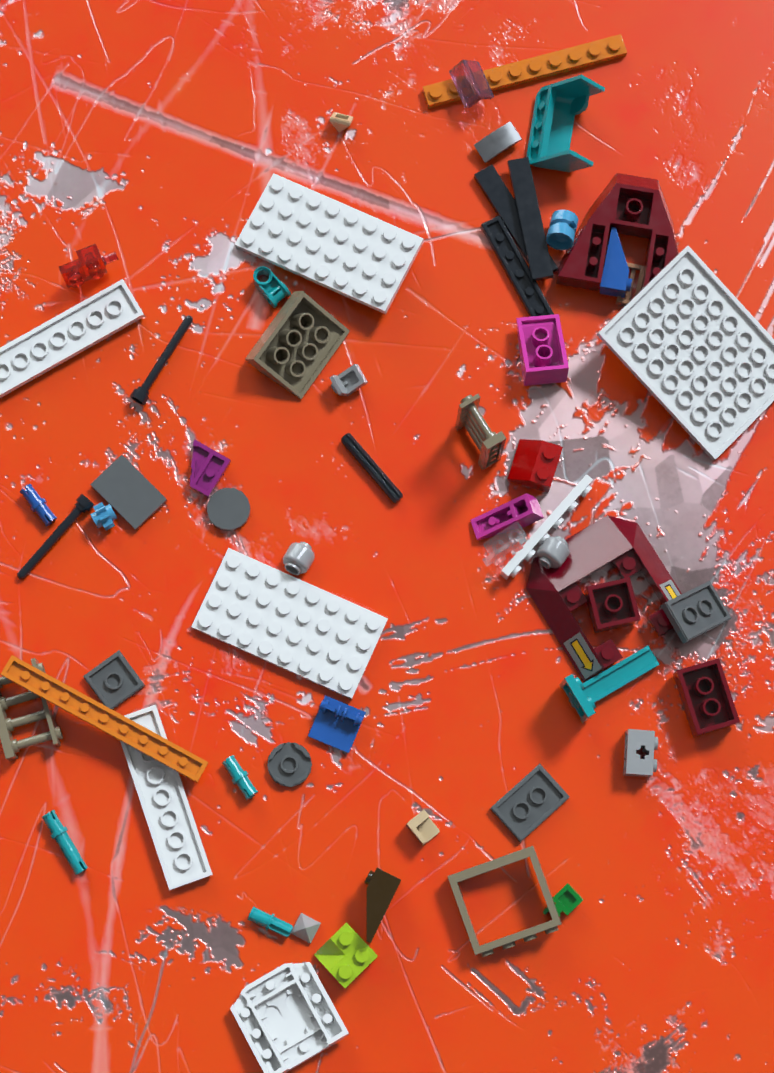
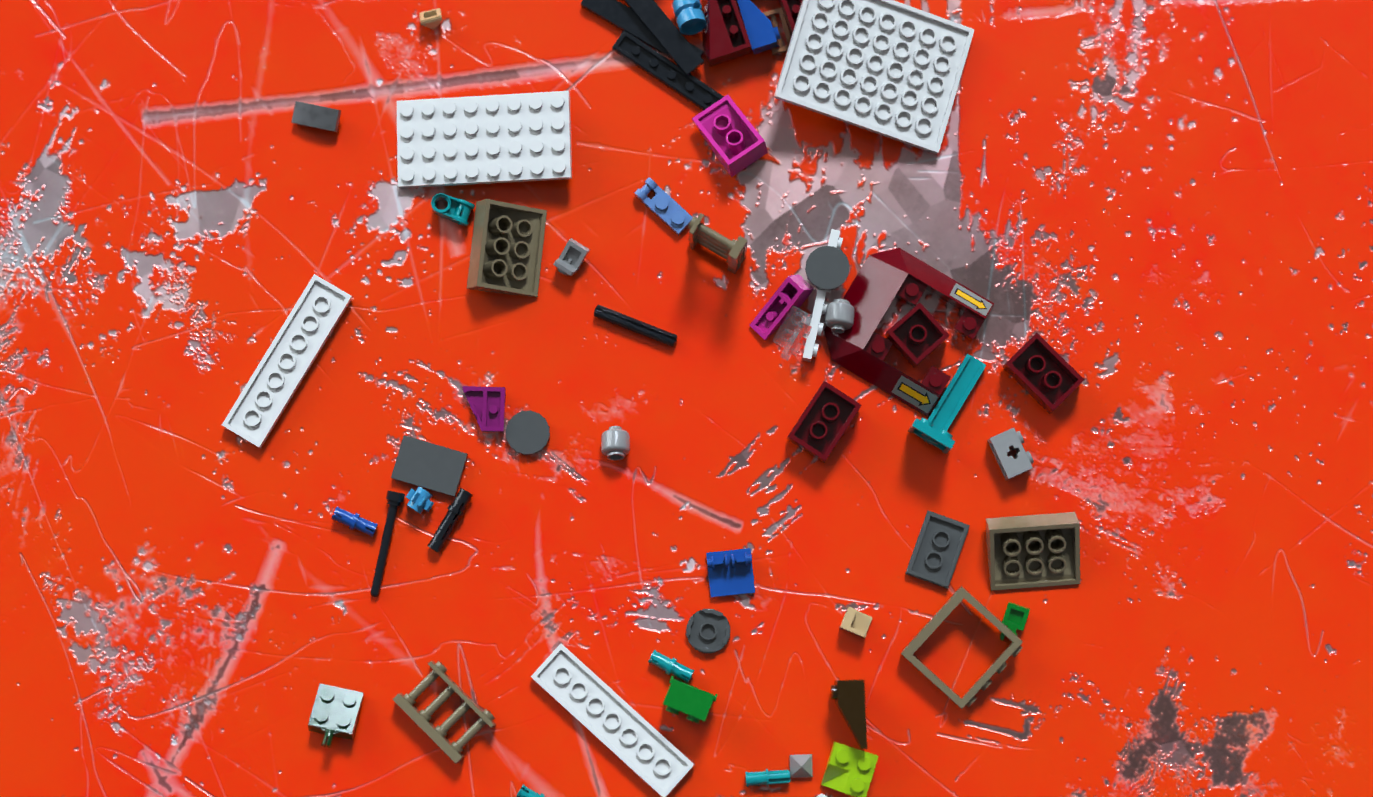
camera: 20 degrees left, 5 degrees up
(88, 266) = (278, 277): clear red plate -> none
(104, 718) = (522, 680): orange plate -> none
(114, 680) = (511, 642): dark grey tile -> none
(120, 547) = (450, 519): none -> black pin
(141, 394) = (390, 370): black piece -> none
(198, 150) = (316, 116): none -> flat silver slope
(238, 814) = (688, 700): none -> green brick
(290, 623) = (639, 505): white plate -> none
(451, 378) = (664, 206): none -> medium blue plate
(490, 636) = (824, 421): none -> dark red brick
(535, 464) = (780, 243): red slope -> none
(564, 505) = (827, 268): none -> dark grey tile
(614, 850) = (1033, 550): none -> dark tan slope
(696, 612) = (994, 301): dark grey tile -> none

